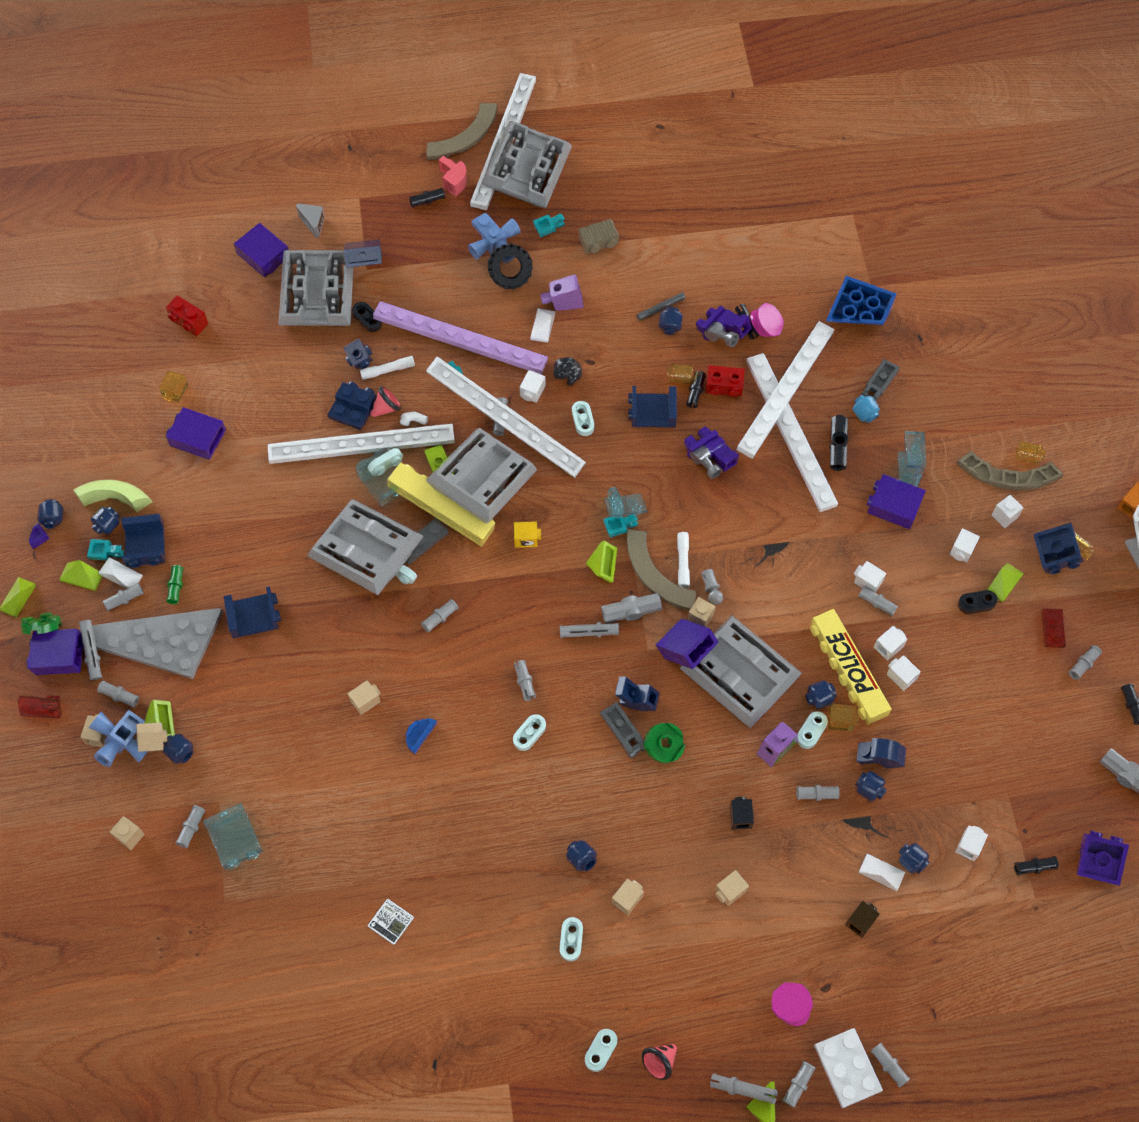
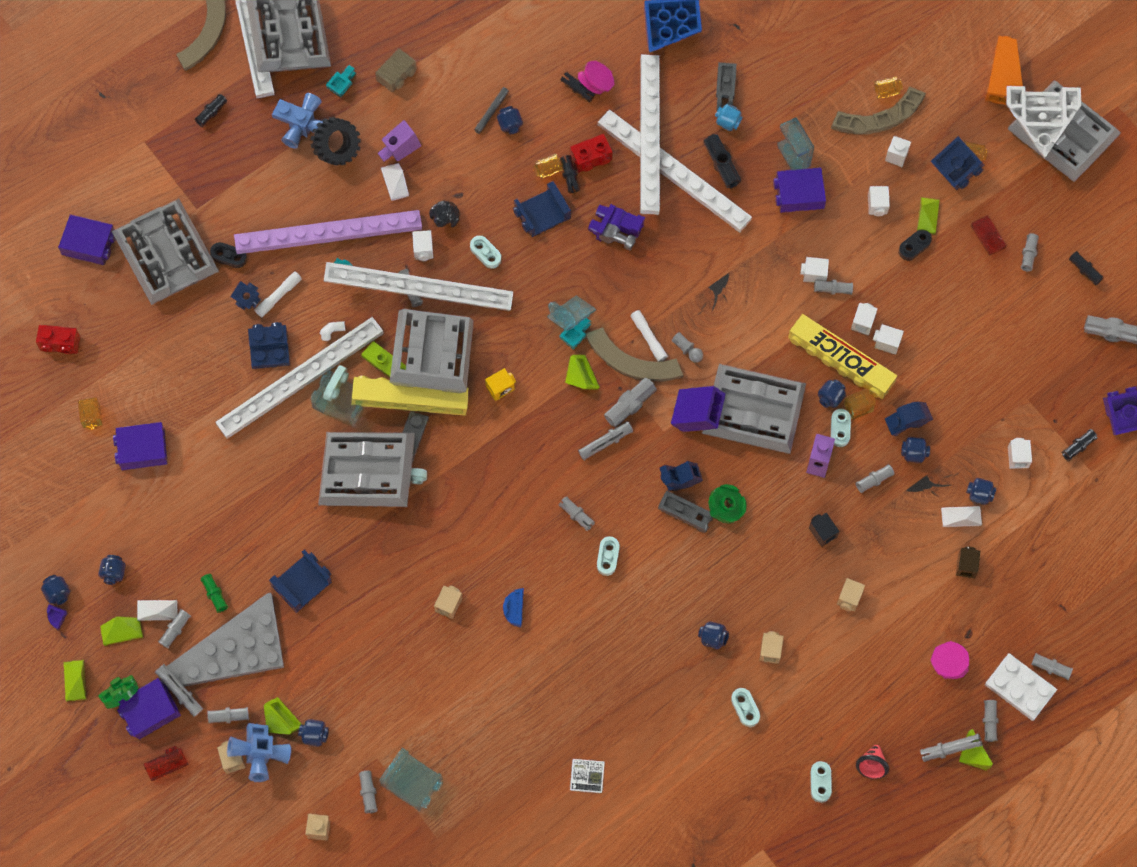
camera: 30 degrees left, 5 degrees up
(103, 549) = (125, 597): teal plate -> none
(115, 489) = (97, 537): yellowish green brick -> none
(144, 540) = (158, 569): dark blue panel -> none
(150, 736) = (288, 735): tan brick -> none
(312, 217) = (113, 184): light grey slope -> none
(362, 253) = (190, 195): dark blue panel -> none
(384, 403) = (298, 329): coral hat -> none
(439, 615) = (468, 496): light grey pin -> none
(455, 175) = (225, 73): coral brick -> none
(701, 612) = (692, 375): tan brick -> none
(723, 325) = (556, 99): dark purple hips -> none

